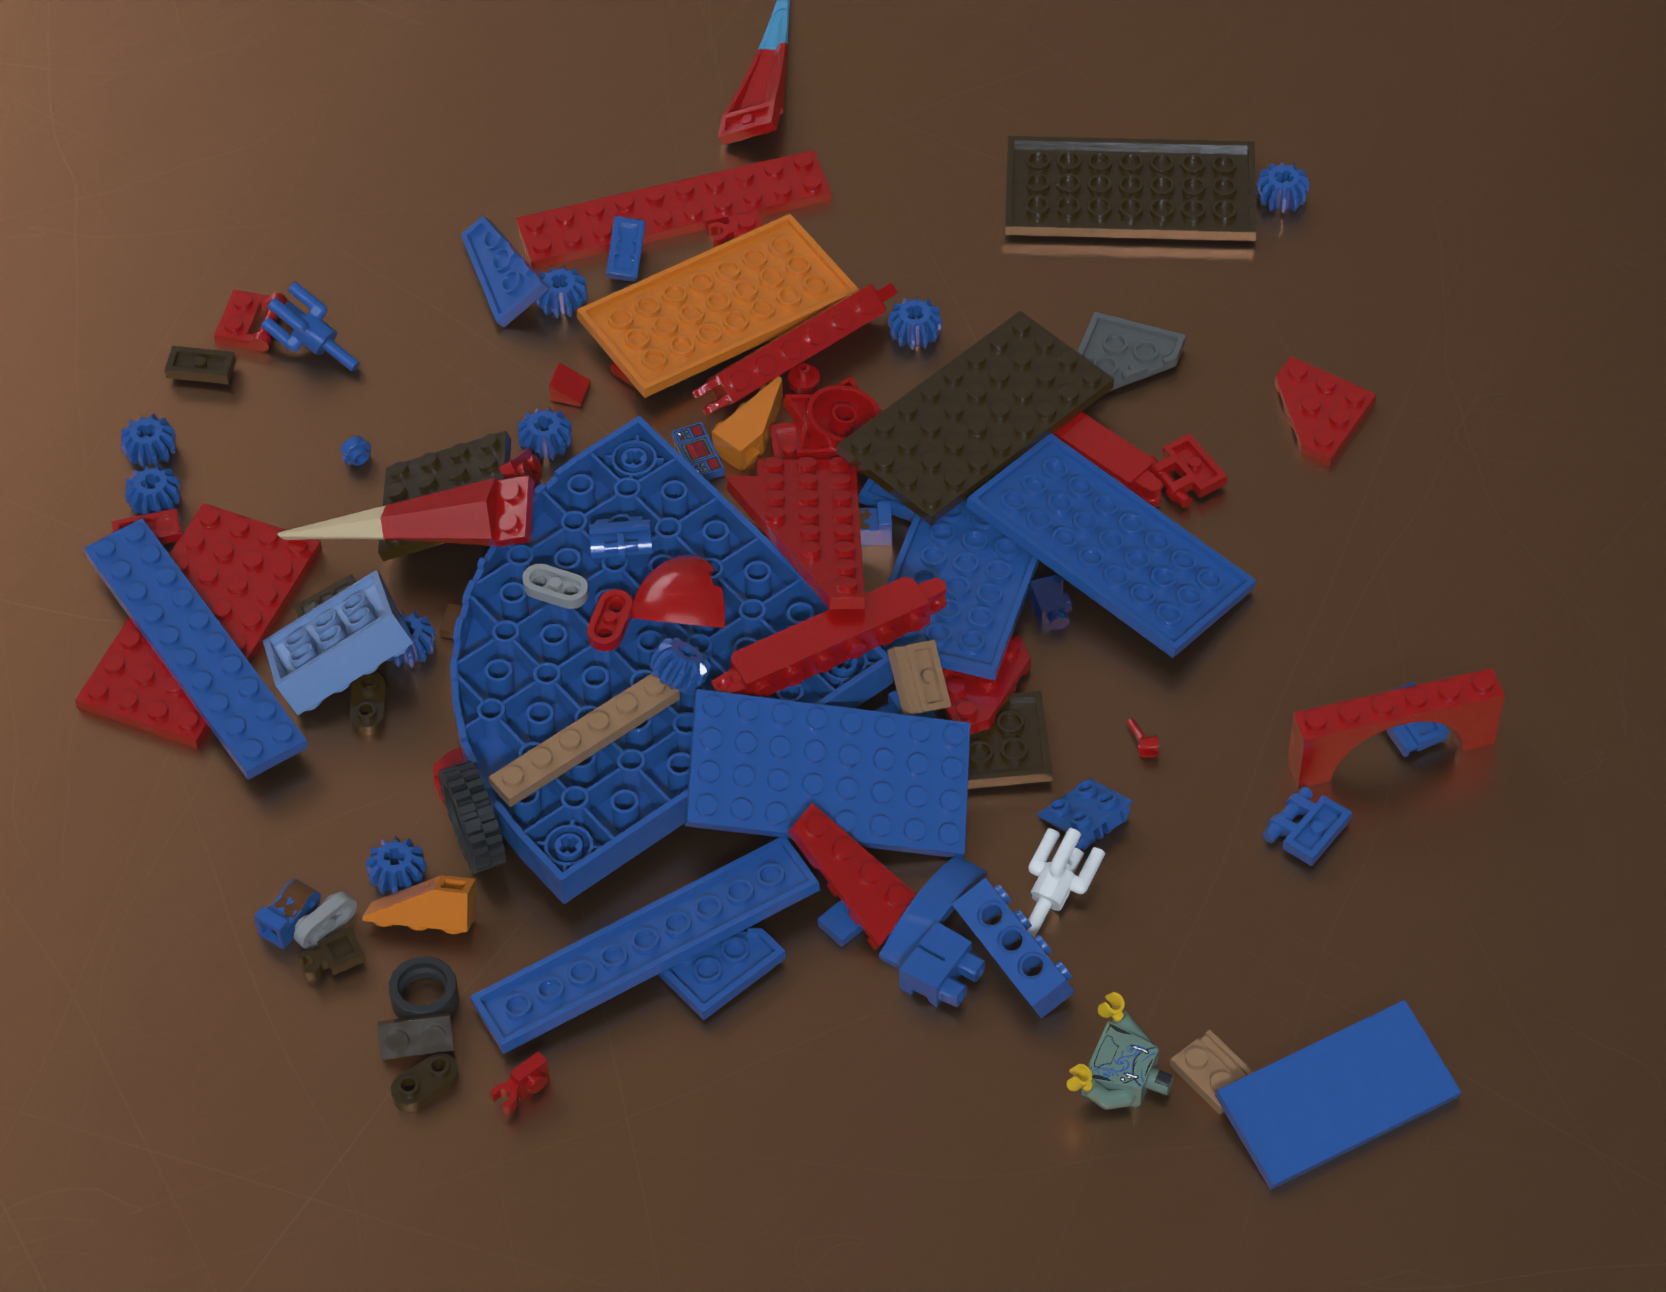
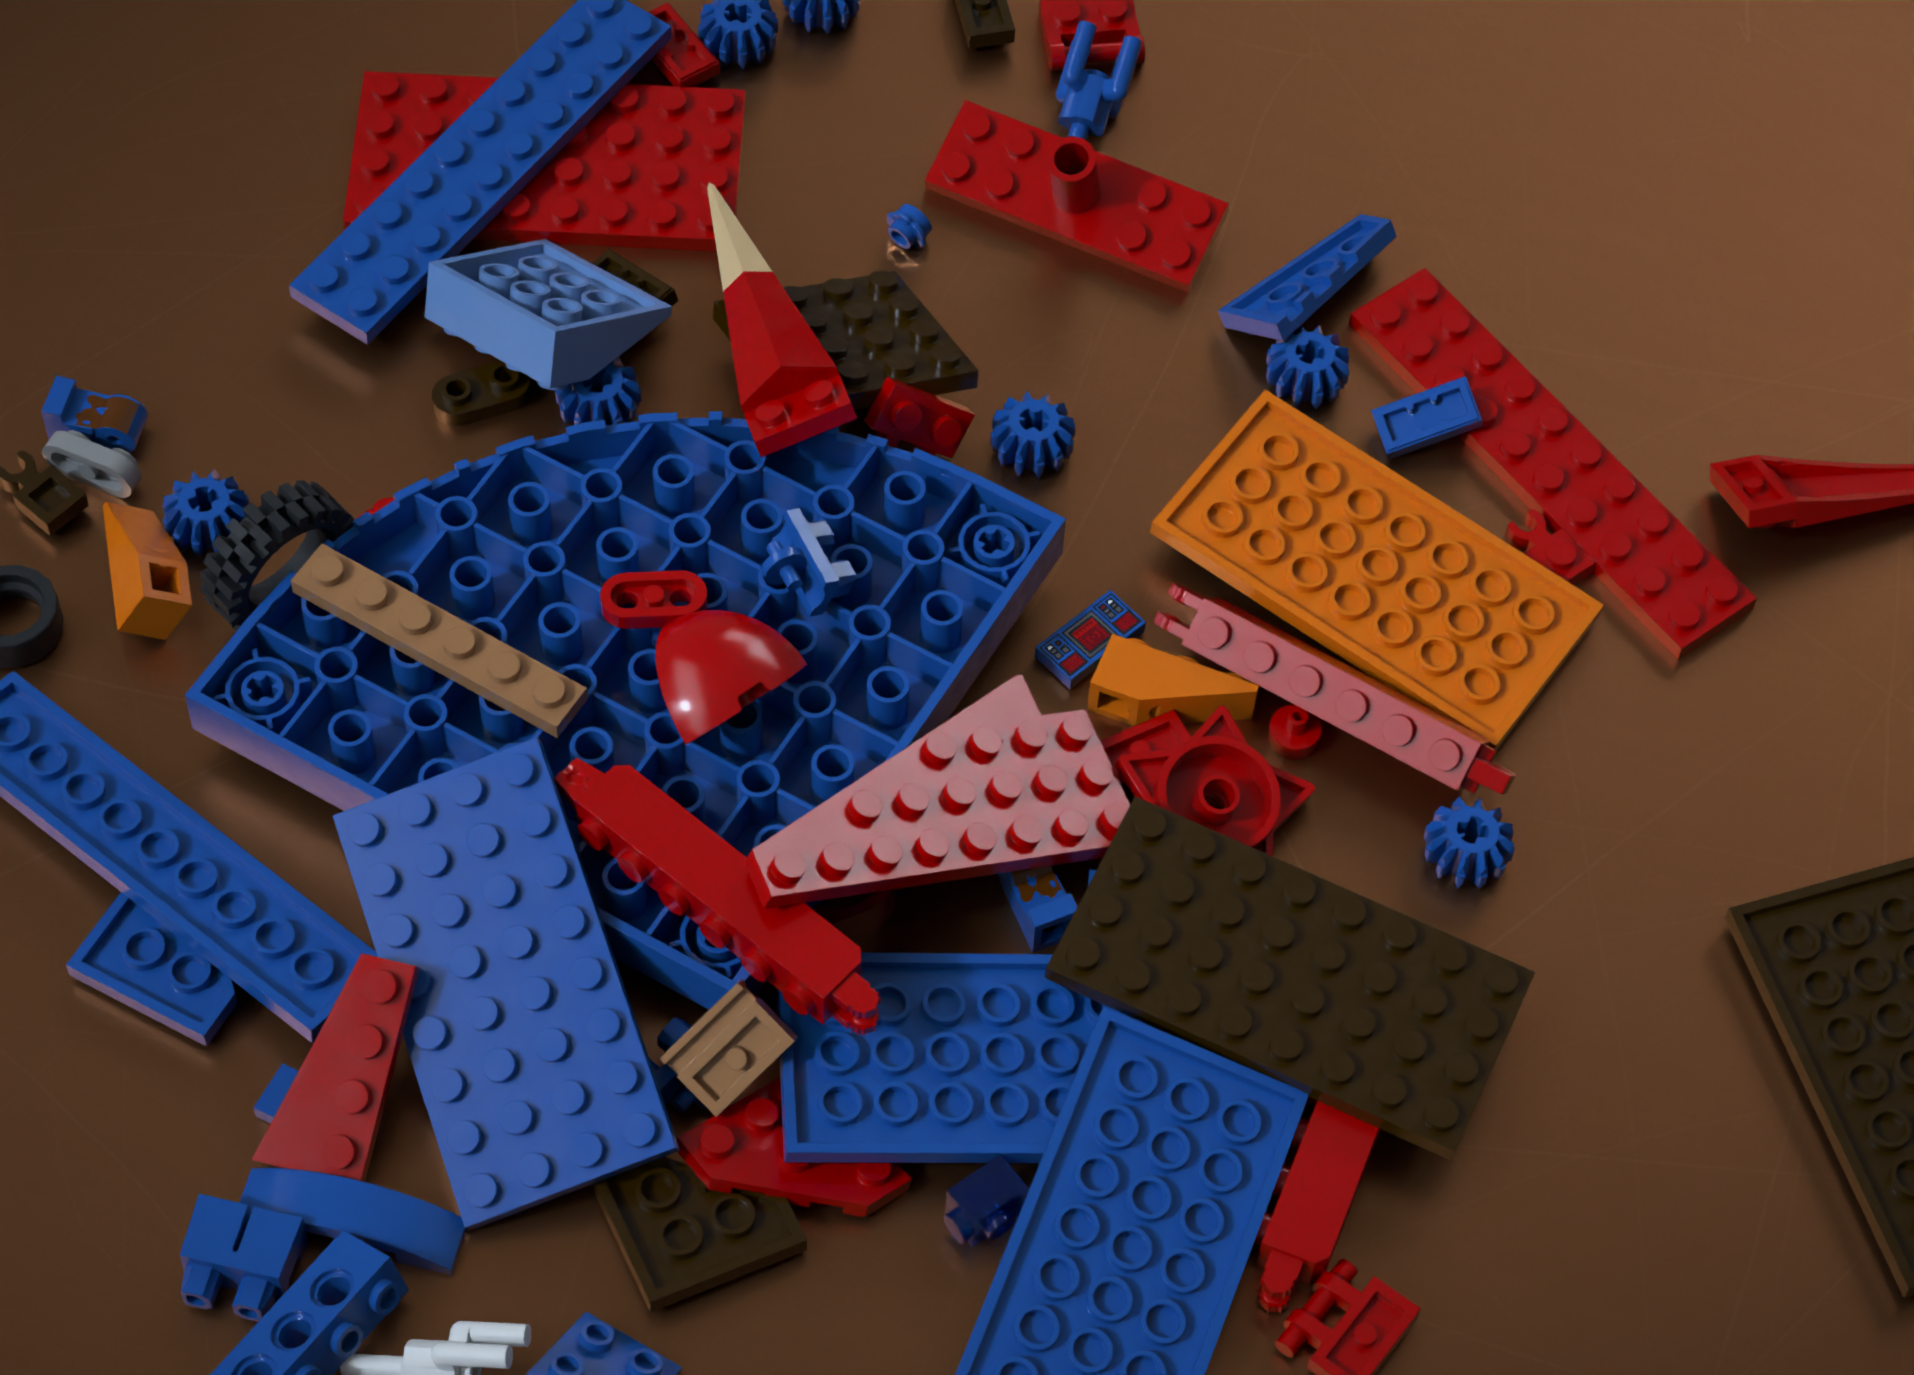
camera: 65 degrees right, 5 degrees up
(376, 362) = (1077, 195): none -> red plate
(557, 586) = (690, 516): light grey plate -> none
(568, 386) = (1141, 435): red slope -> none
(679, 665) = (586, 727): blue gear -> none
(1129, 348) = (1554, 1162): dark grey plate -> none

